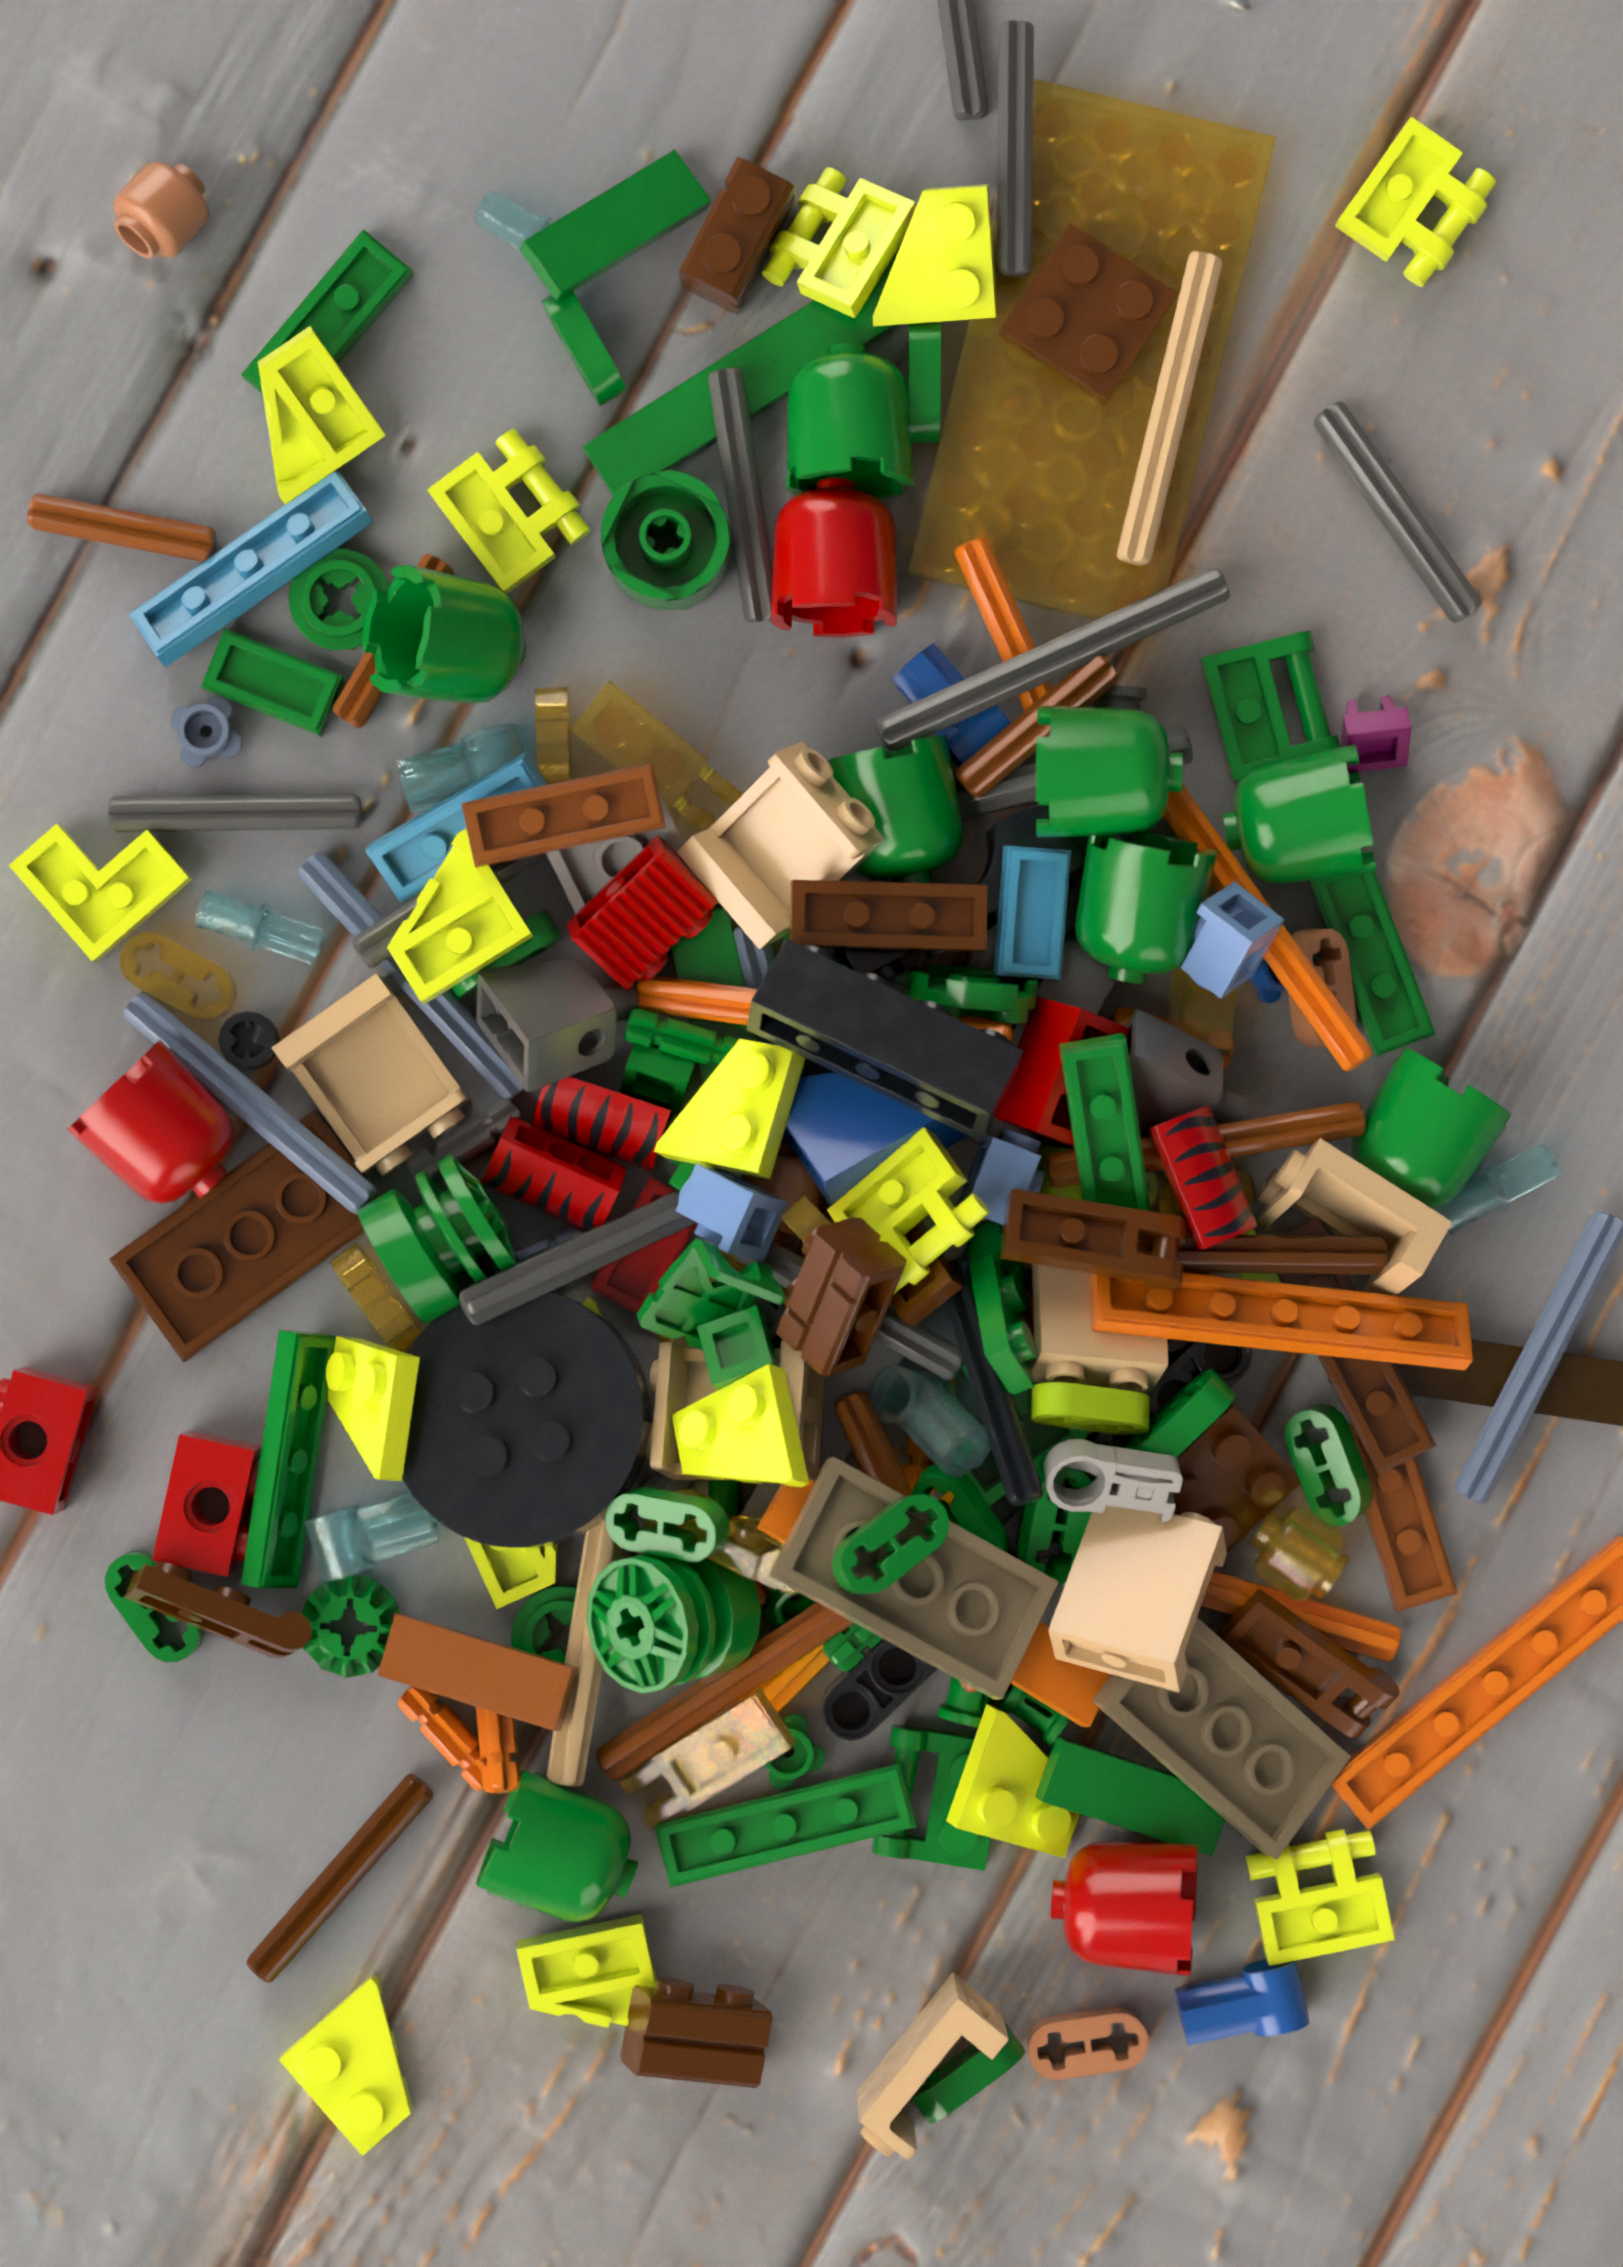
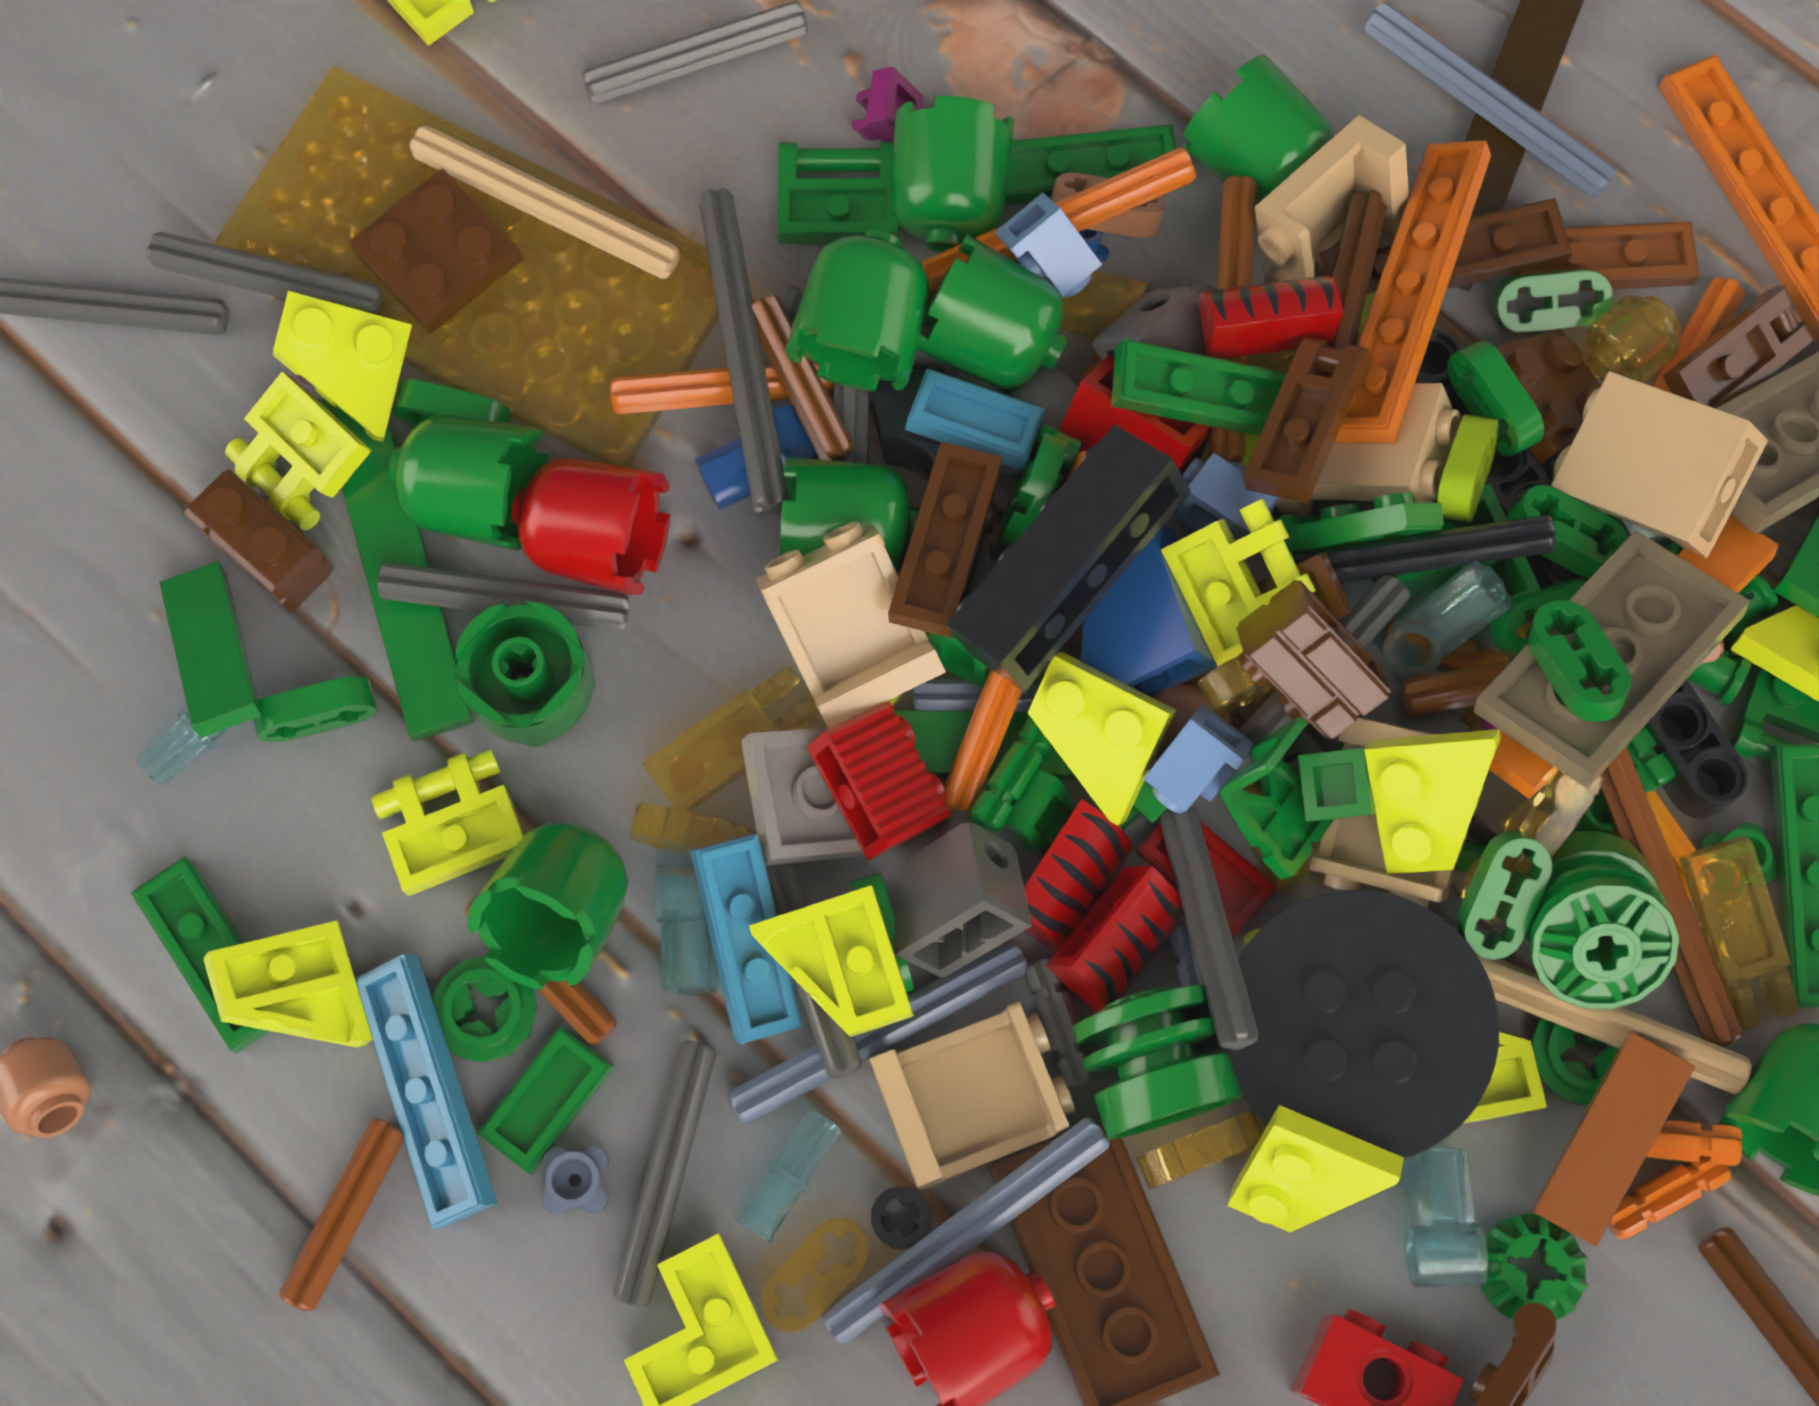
camera: 70 degrees left, 15 degrees down
(288, 1460) = (1349, 1286): green tile -> none
(563, 815) = (763, 824): dark orange tile -> none
(1123, 1478) = (1546, 450): light grey piece -> none
(1500, 1186) = (1318, 85): clear light blue axle -> none

